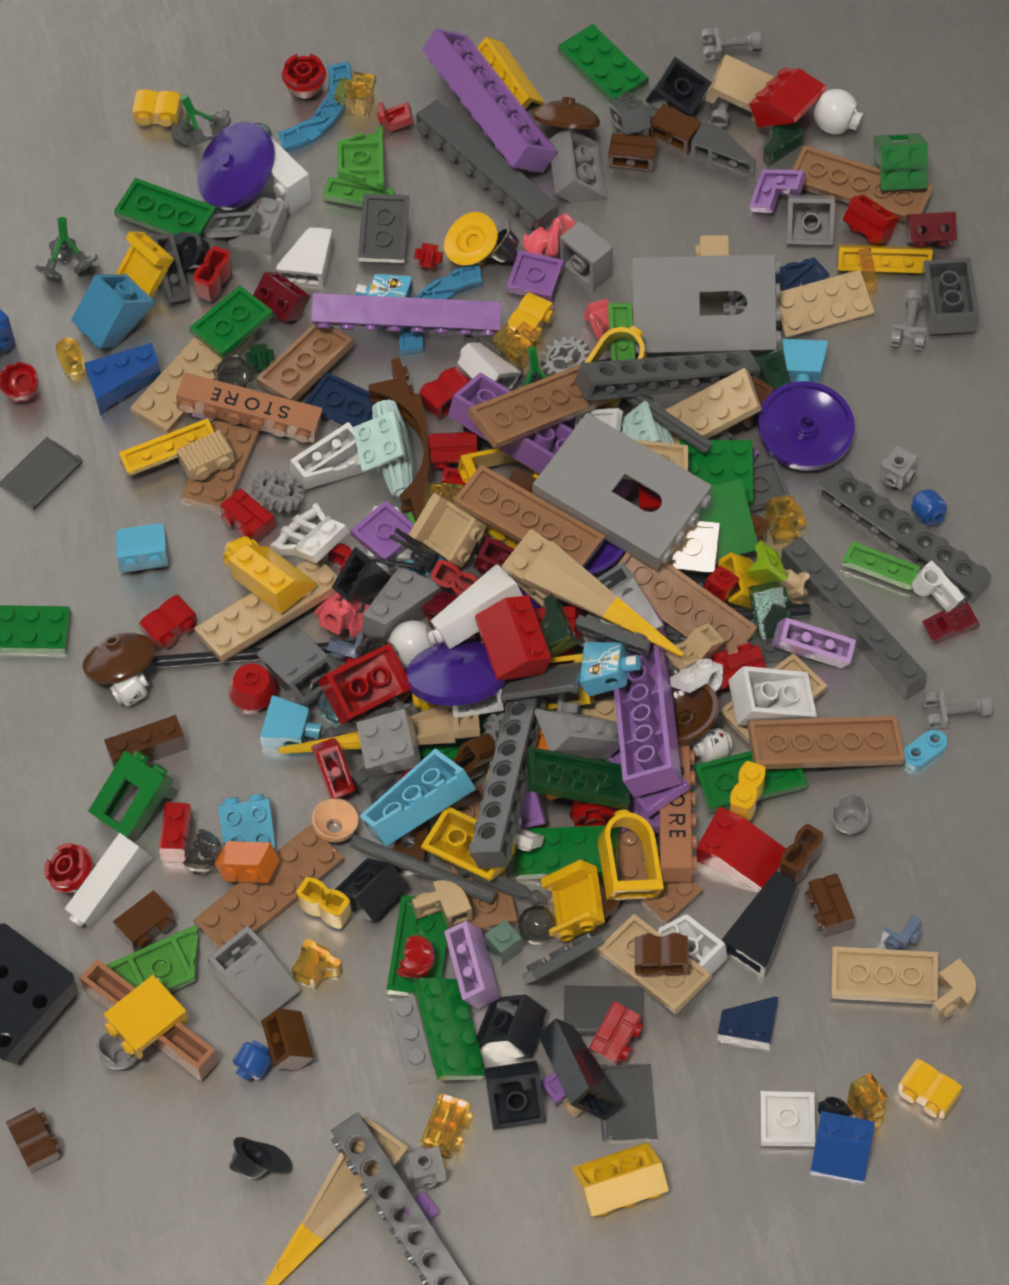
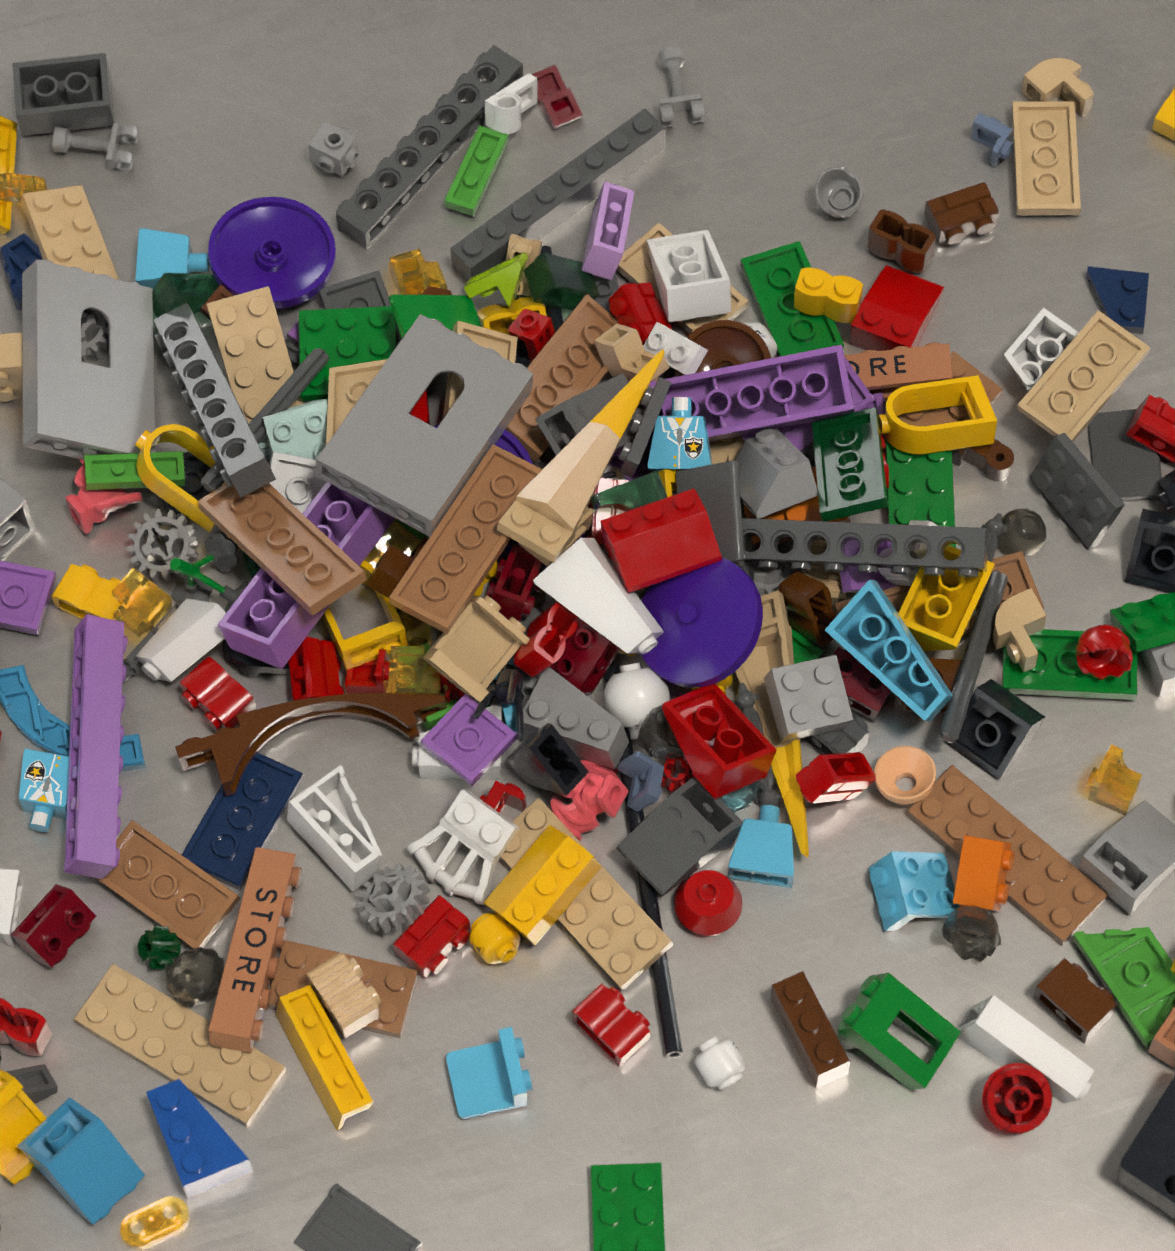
camera: 95 degrees left, 5 degrees up
(118, 657) = (697, 1084): reddish brown dish -> none
(175, 832) = (941, 974): red brick -> none
(231, 321) = (104, 987): green plate -> none
(323, 902) = (1027, 775): yellow brick -> none
(386, 444) = (322, 752): light aqua plate -> none
(472, 964) = (1094, 594): lavender brick -> none
(503, 942) = (1055, 564): sand green brick -> none
(575, 899) = (996, 481): yellow panel -> none
(661, 955) = (1083, 359): reddish brown brick -> none
(760, 926) = (994, 283): black slope -> none
(826, 742) = (744, 219): medium nougat plate -> none
(926, 749) = (732, 123): medium azure plate -> none
(929, 507) = (389, 117): blue head -> none

